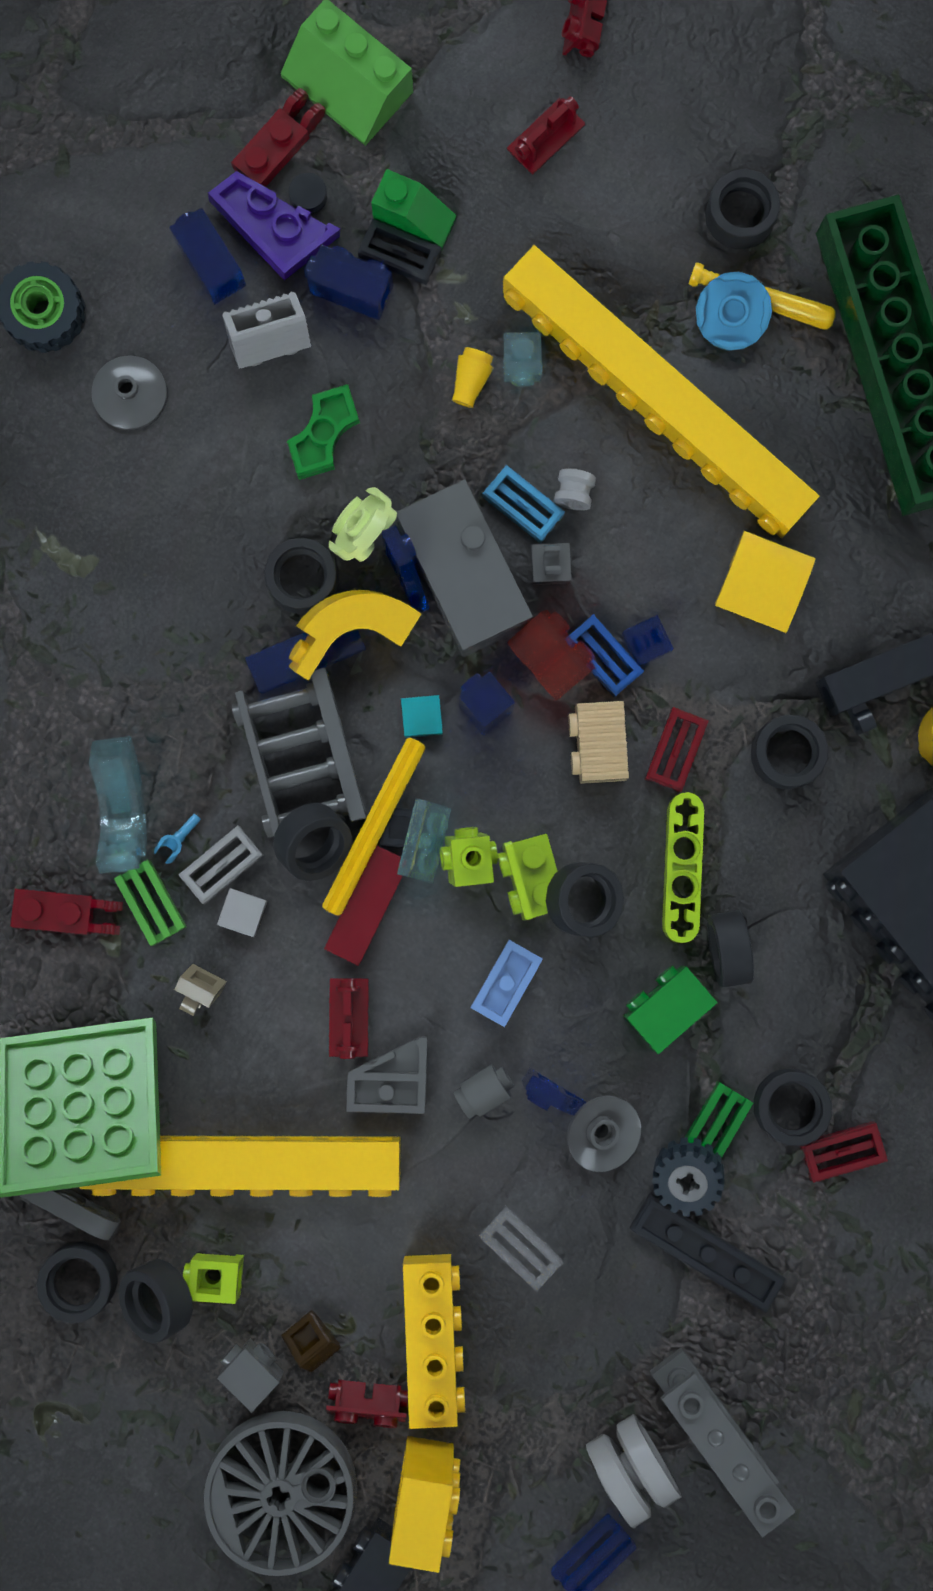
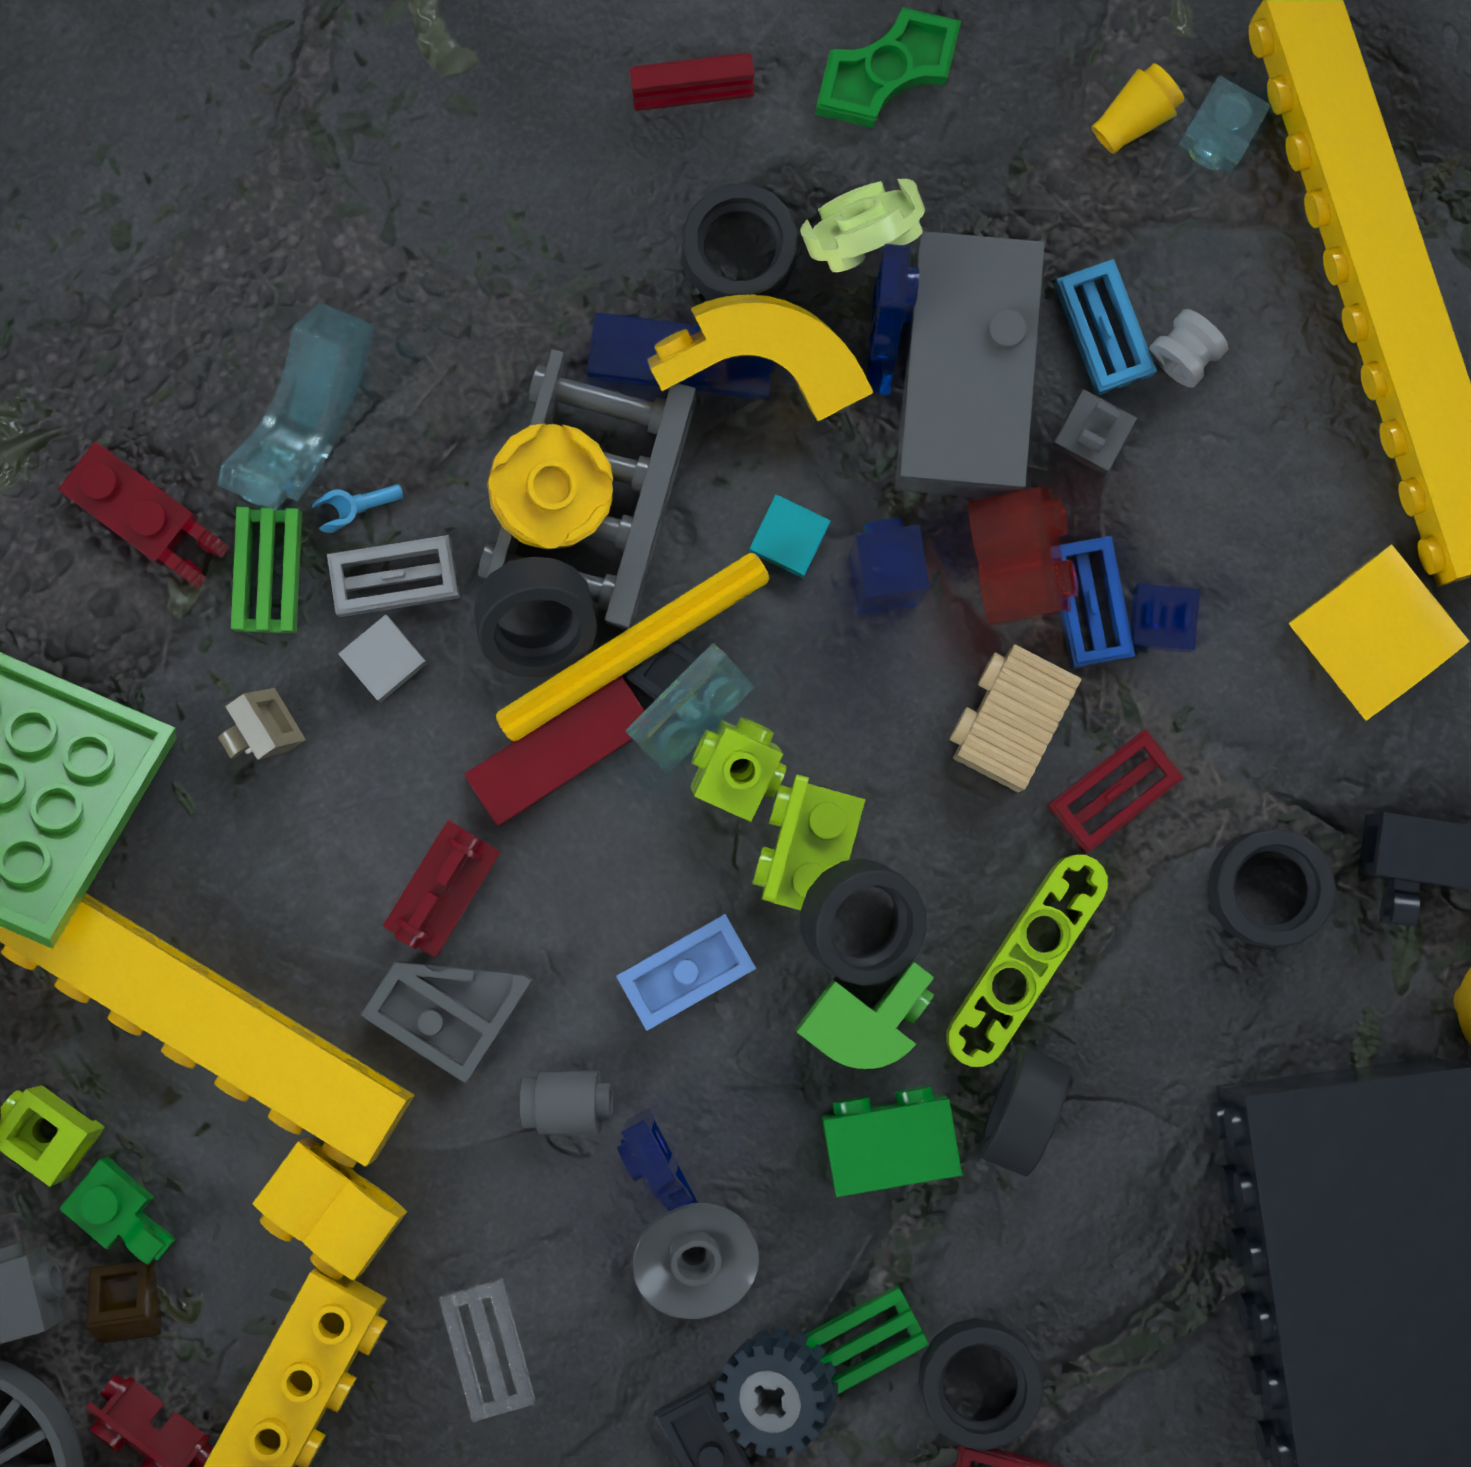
camera: 30 degrees right, 0 degrees up
(222, 502) = (692, 81): none -> dark red tile
(273, 1296) = (111, 1207): none -> green plate
(278, 766) = (550, 486): none -> yellow tile
(391, 1225) = (328, 1210): none -> yellow brick
(622, 959) = (866, 1036): none -> bright green brick

